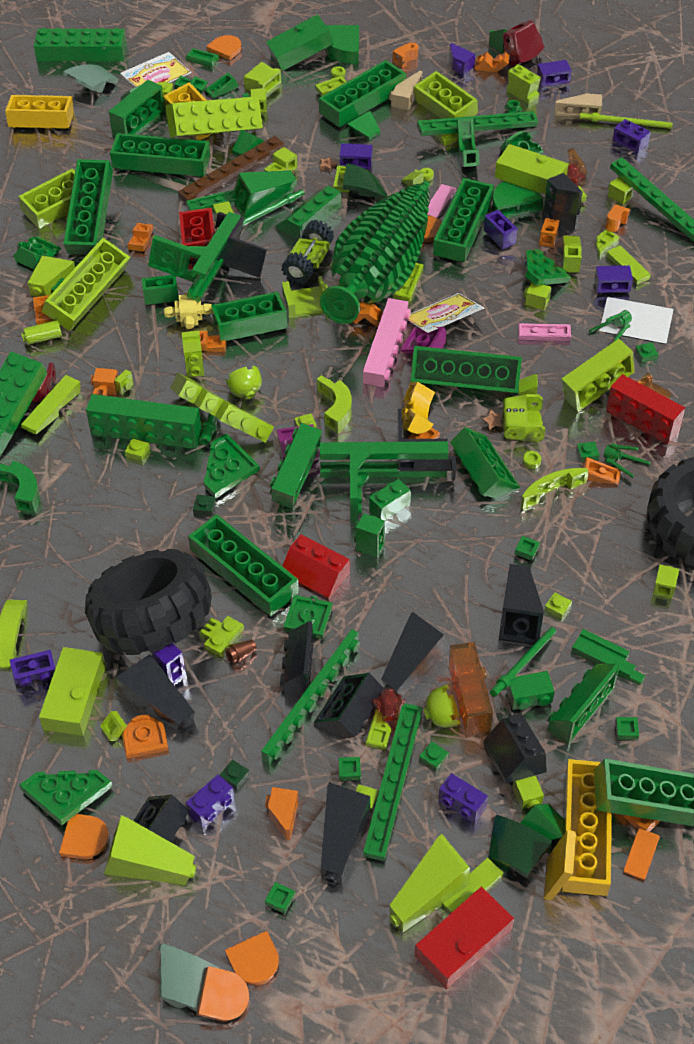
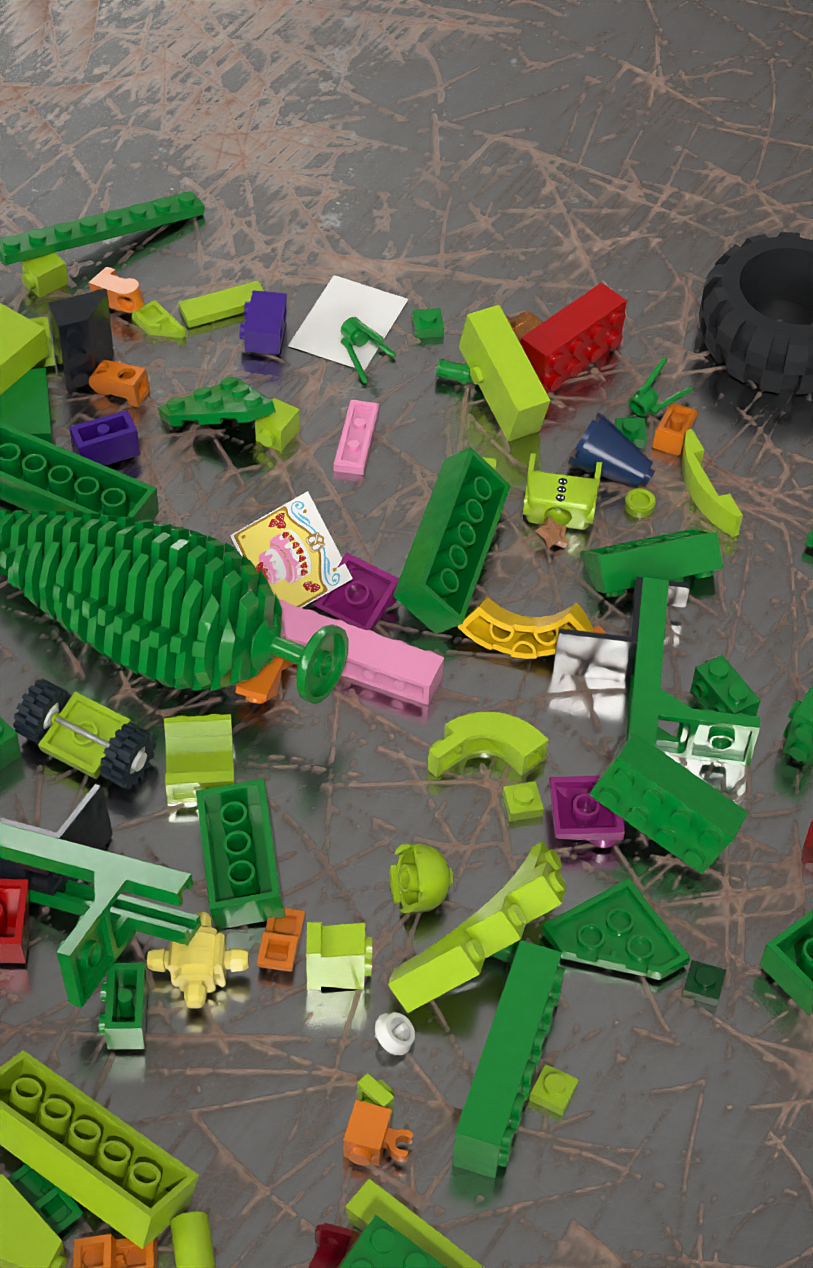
camera: 85 degrees left, 0 degrees up
(159, 386) = (394, 1033): none -> white hat
(558, 434) = (619, 455): none -> dark blue cone
(572, 253) = (186, 360): lime slope -> none

